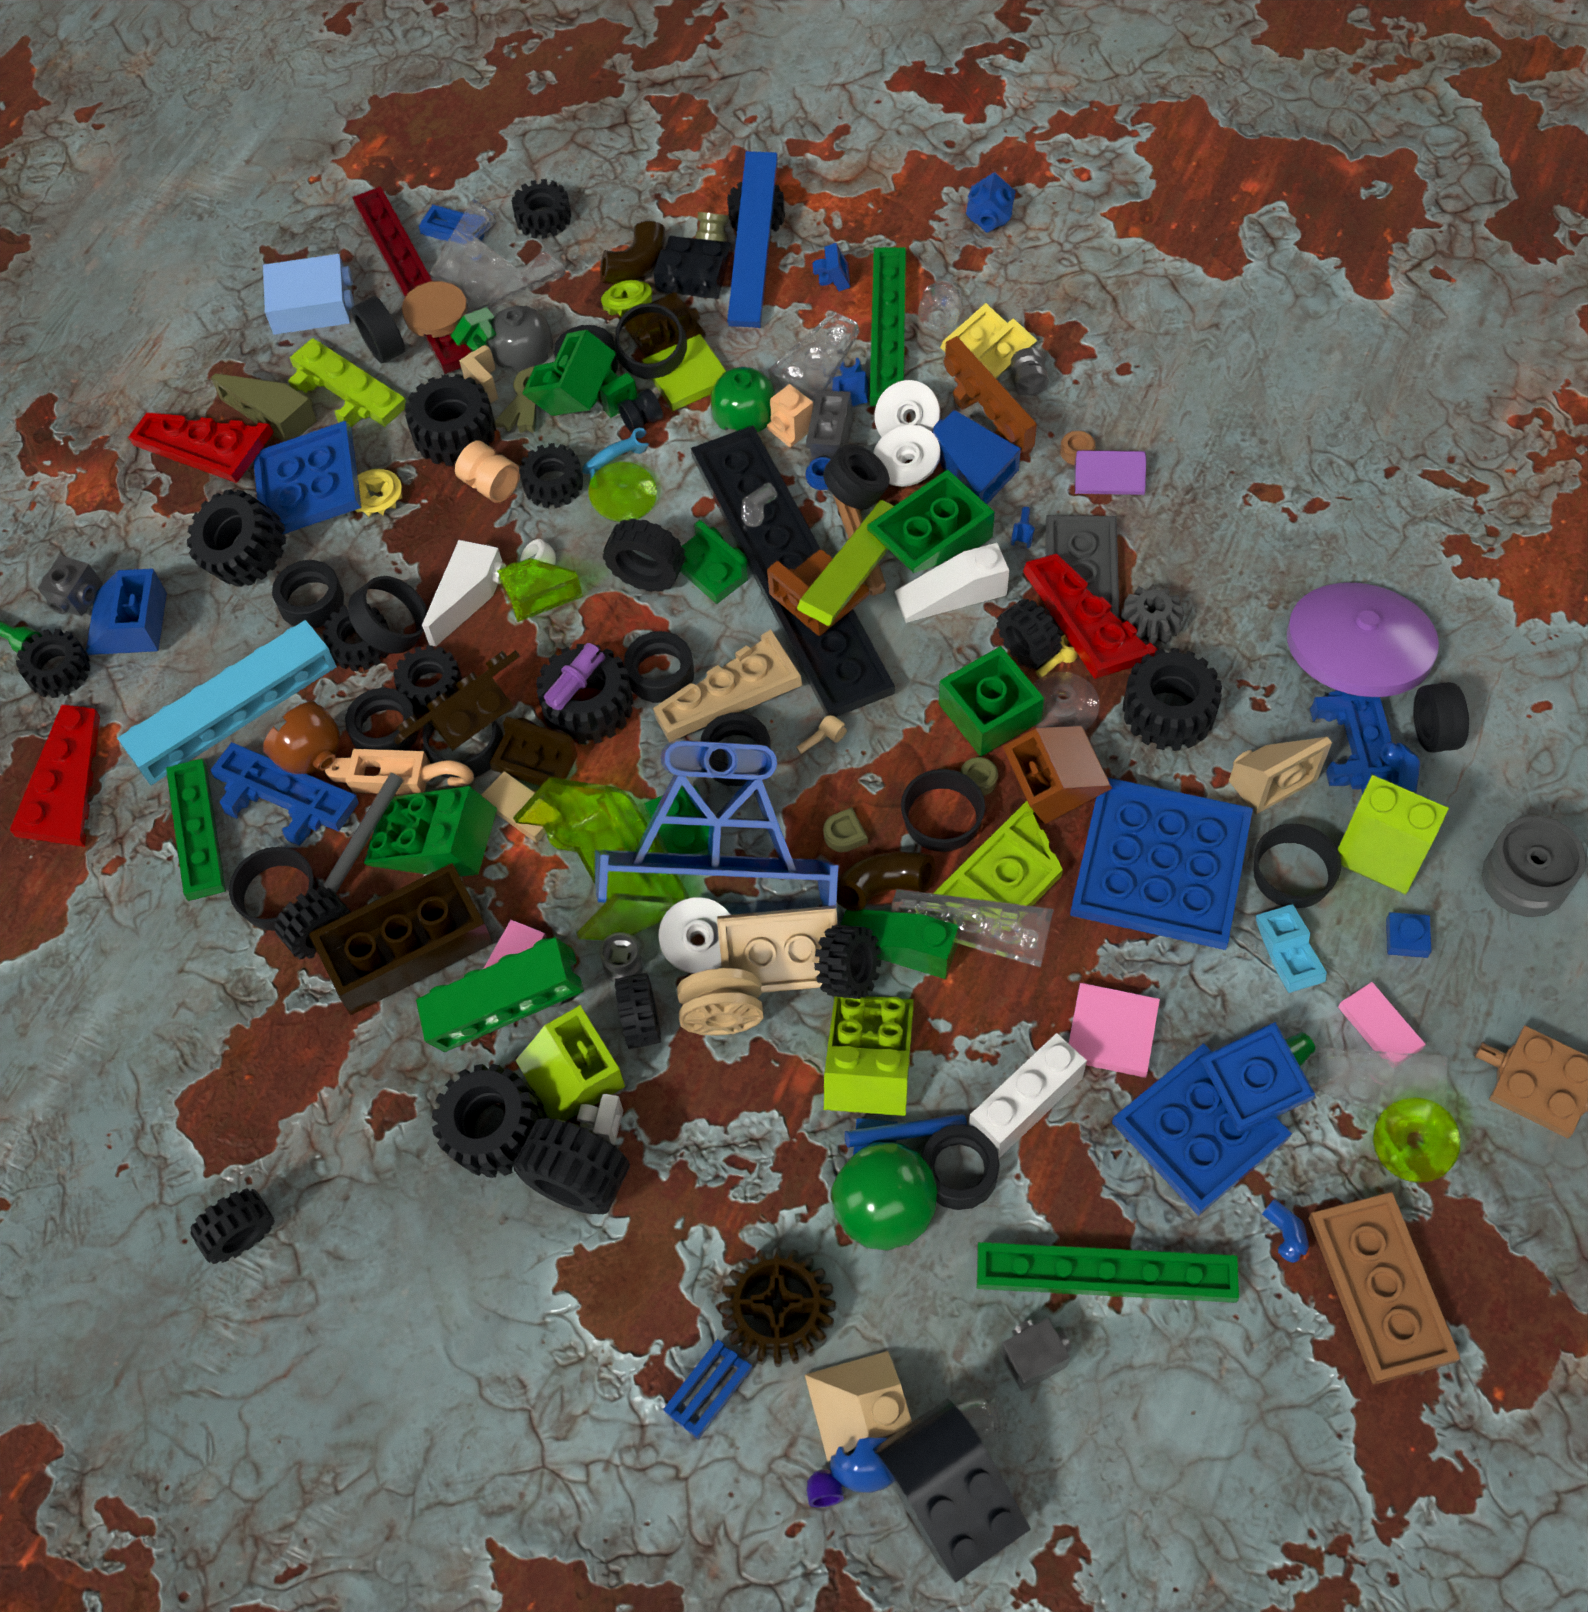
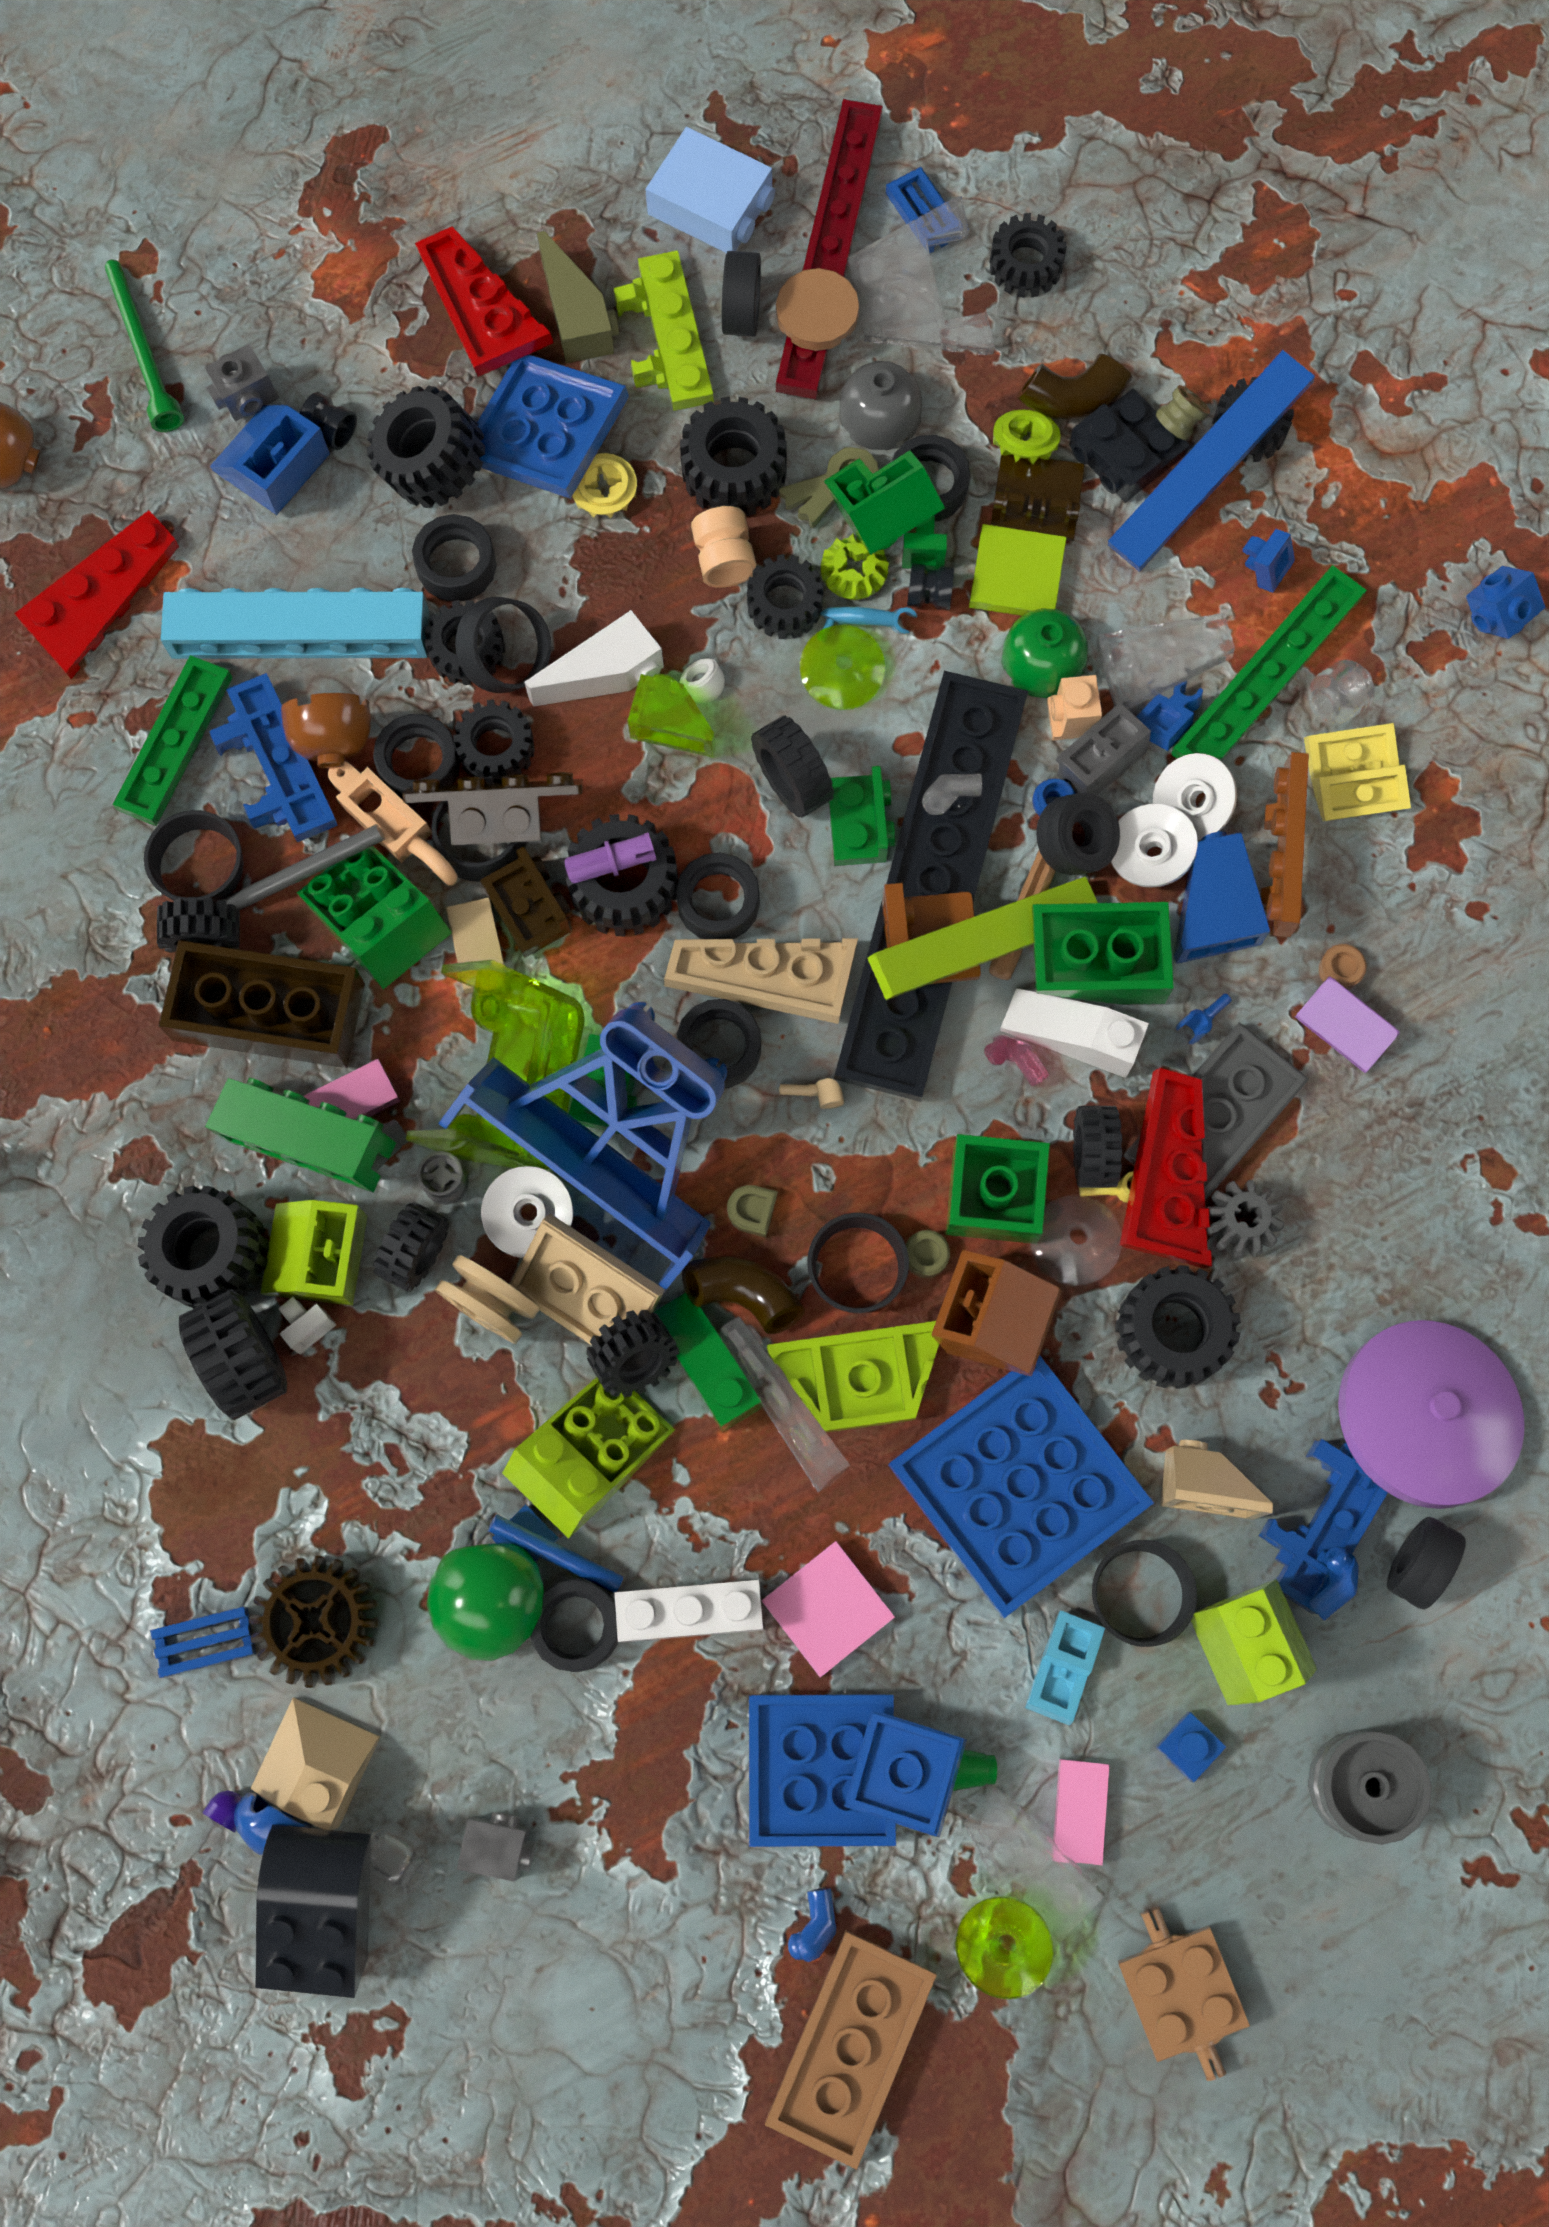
camera: 35 degrees right, 15 degrees up
(45, 649) = (165, 437): black tyre -> none
(159, 562) = (335, 422): none -> black wheel
(474, 329) = (835, 368): green tile -> none
(479, 366) = (807, 408): tan bracket -> none
(585, 443) = (850, 583): none -> lime gear
(658, 369) = (1022, 547): black tyre -> none
(929, 622) = (1018, 1052): none -> clear pink arm
(1029, 371) = (1365, 845): flat silver wheel -> none
(1107, 1272) = (621, 1829): green plate -> none

